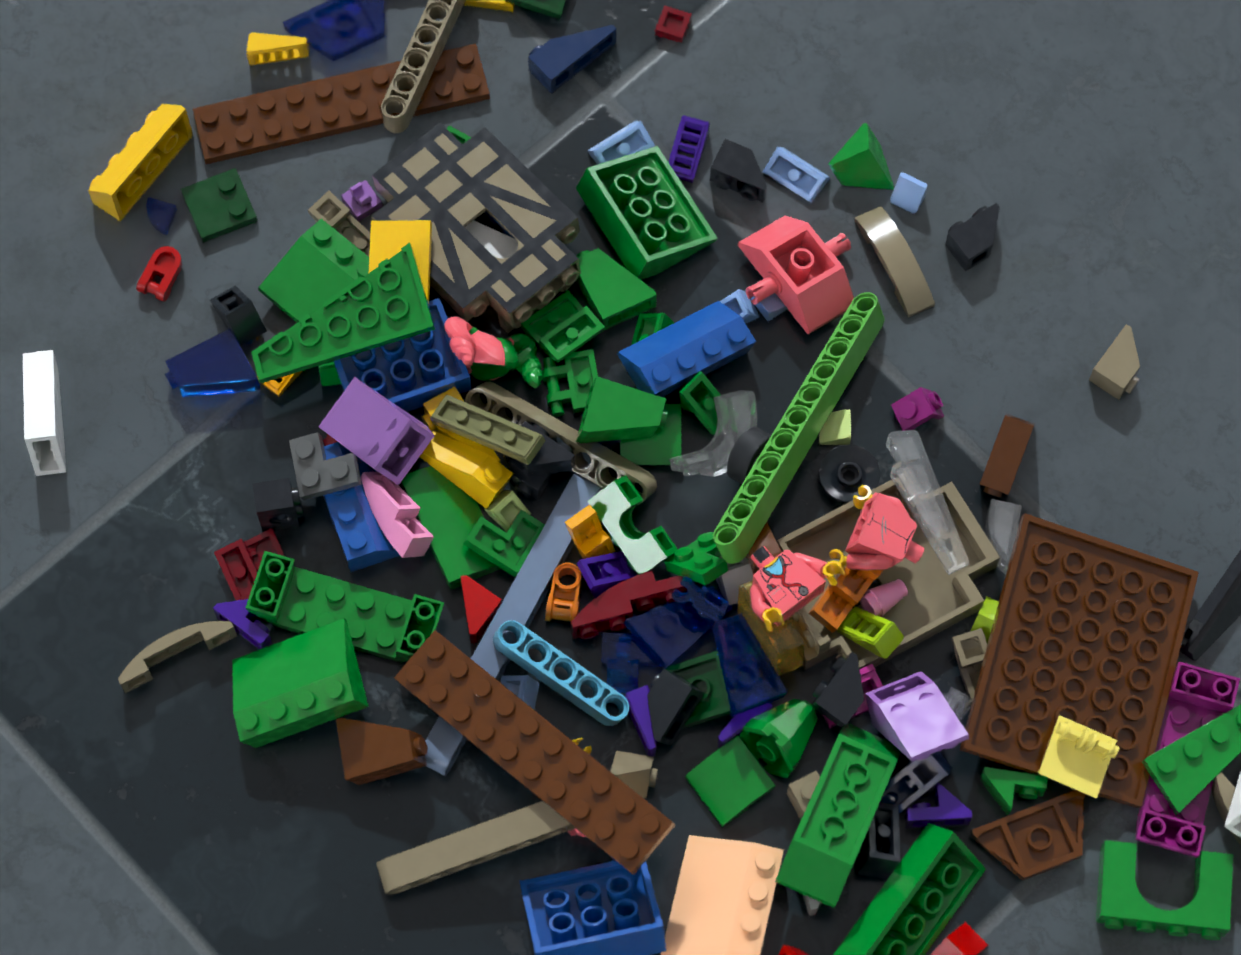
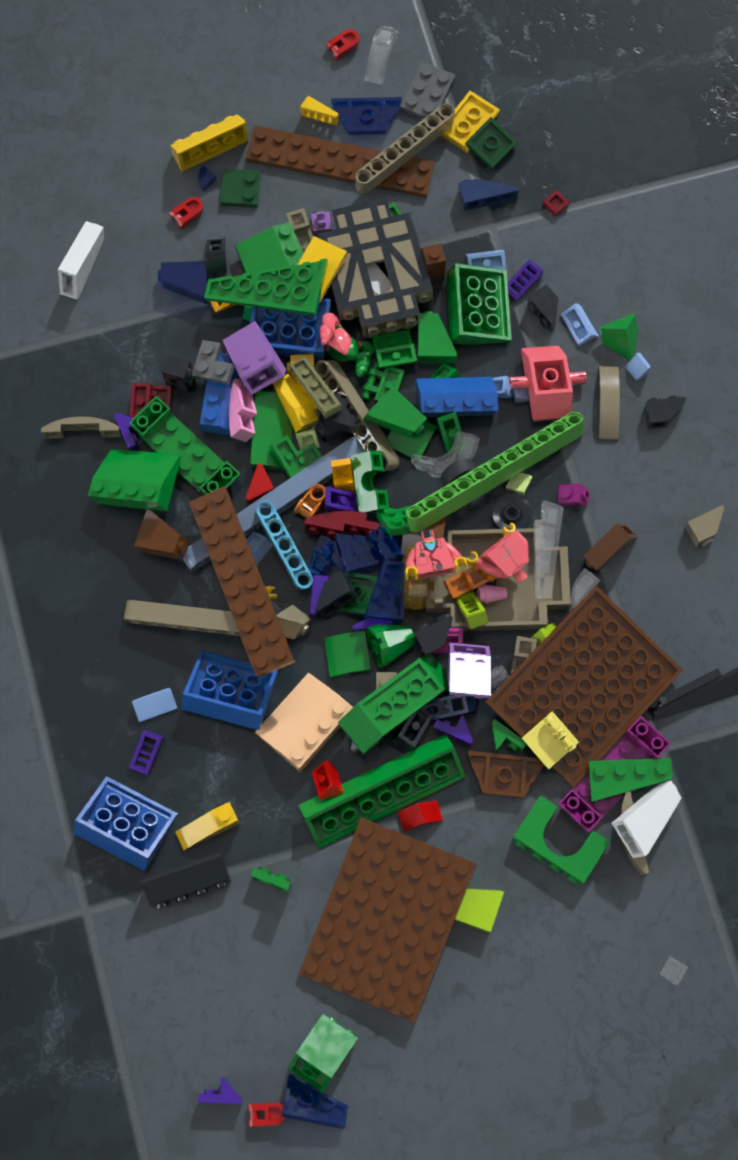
camera: 30 degrees right, 5 degrees up
(557, 175) = (435, 262): none -> reddish brown slope

